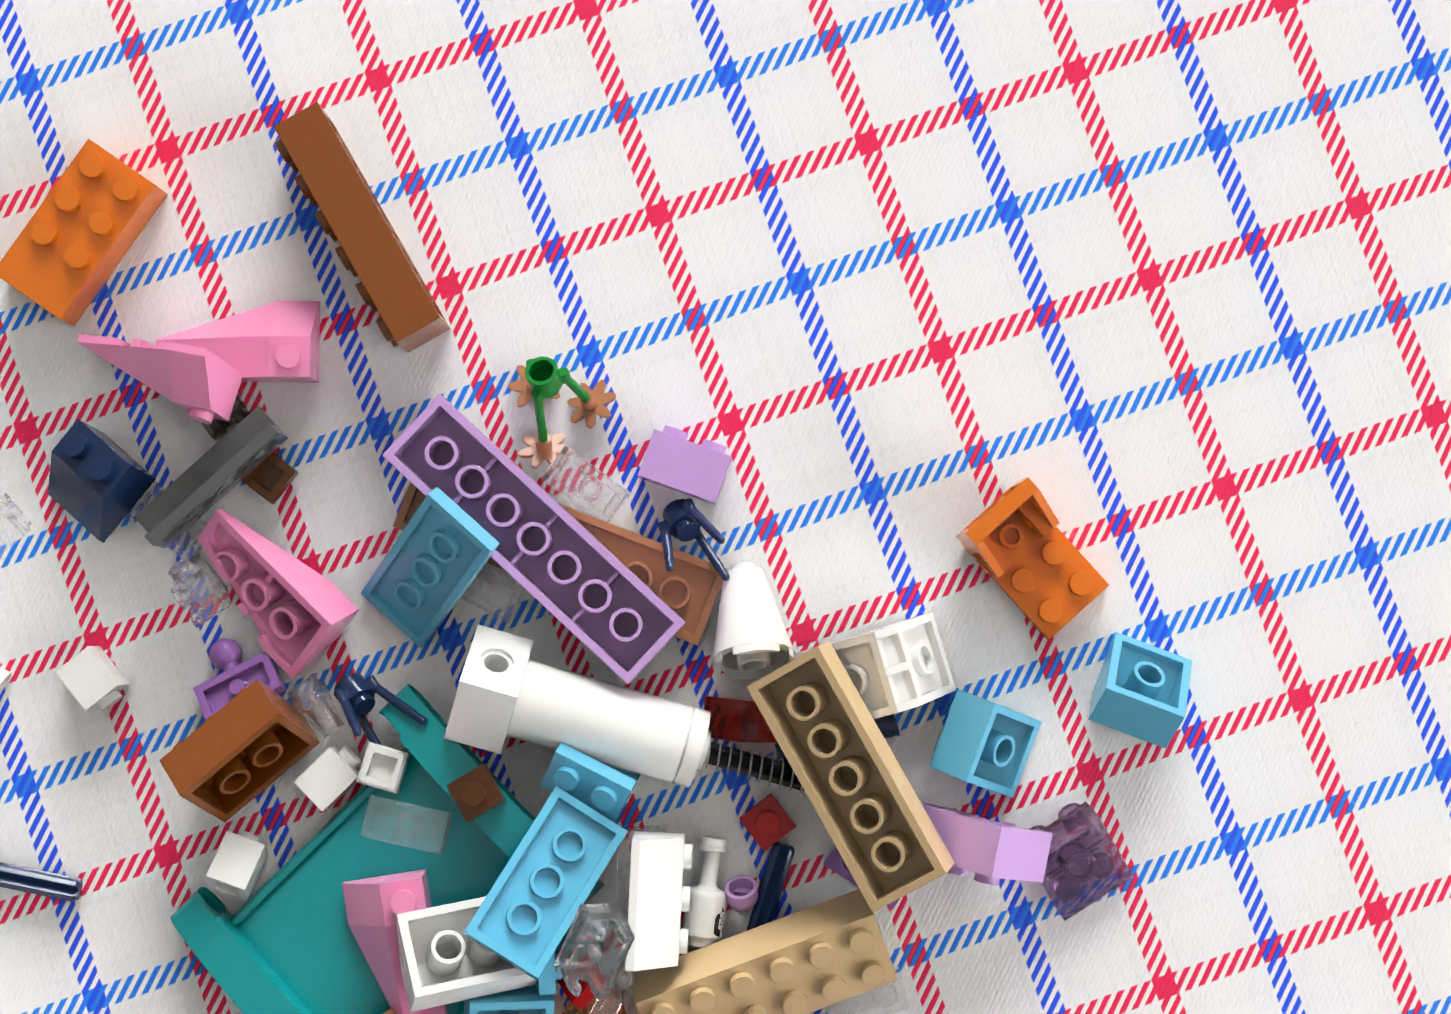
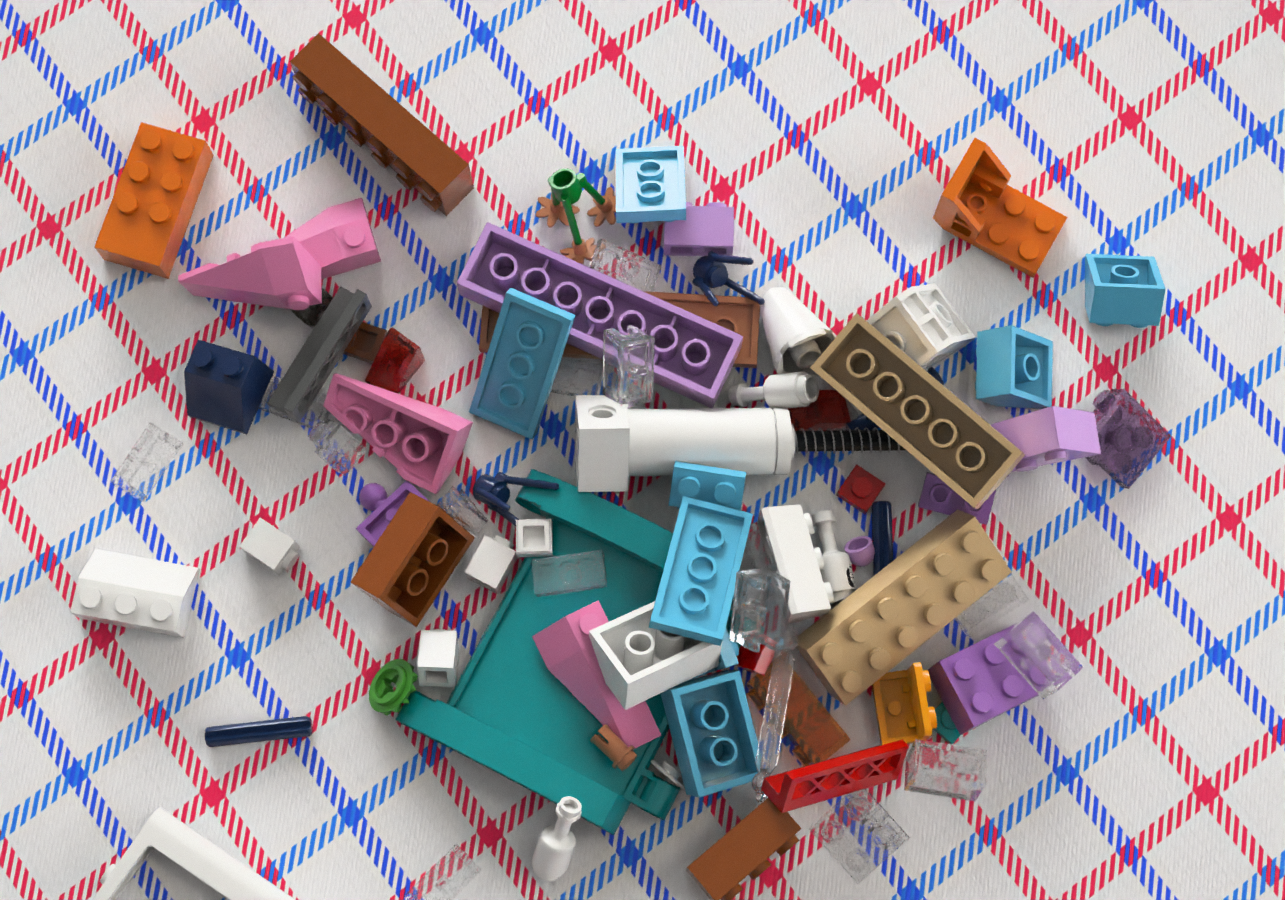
camera: 15 degrees left, 10 degrees down
(168, 875) = (382, 696): none -> bright green gear
(293, 513) = (395, 362): none -> clear red slope
(476, 792) = (619, 523): reddish brown plate -> none
(542, 619) = (628, 367): none -> clear hinge
(645, 399) = (650, 184): none -> plate
(708, 690) = (778, 391): none -> white piece

